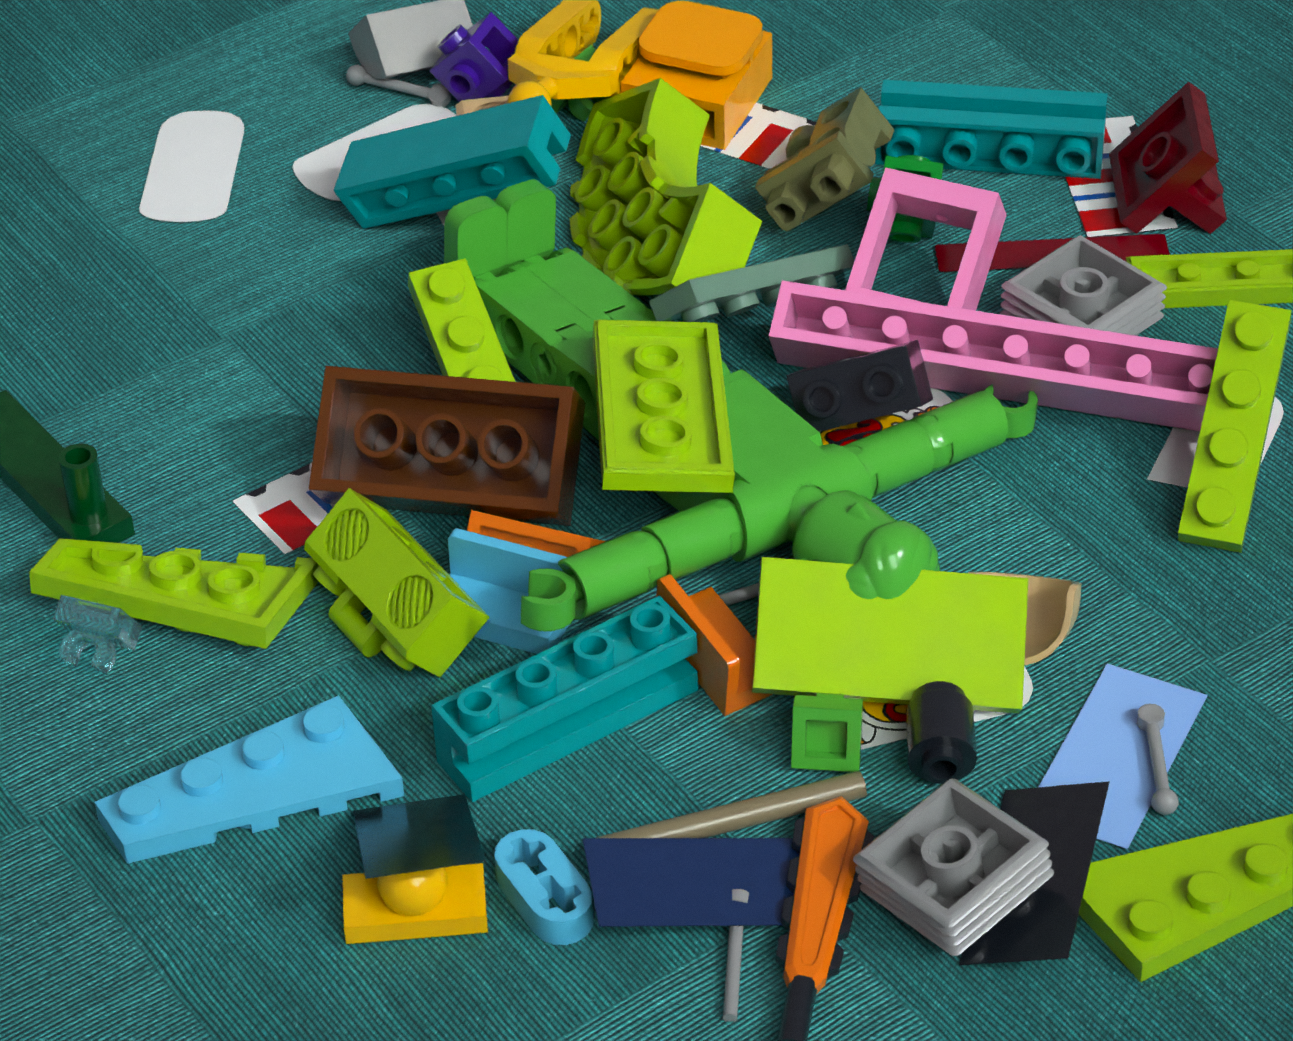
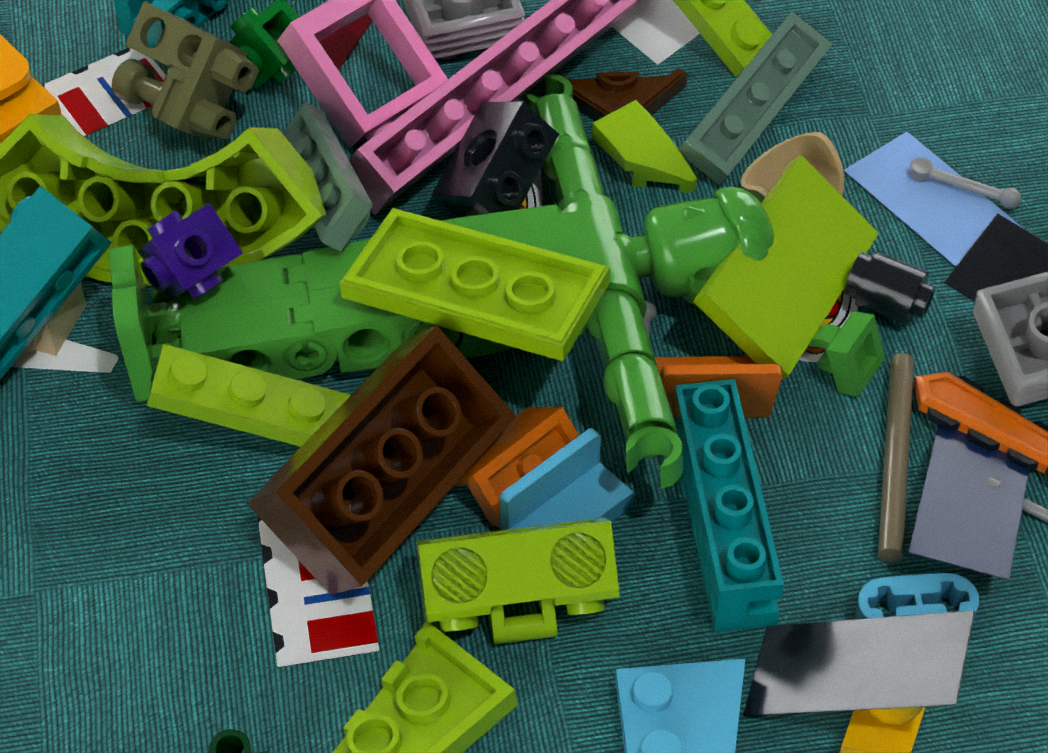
camera: 65 degrees left, 10 degrees up
(571, 227) = (187, 252): none -> dark purple brick
(991, 492) = (643, 147): none -> lime slope
(1069, 466) = (614, 90): none -> reddish brown tile
(1138, 549) = (754, 98): none -> sand green plate

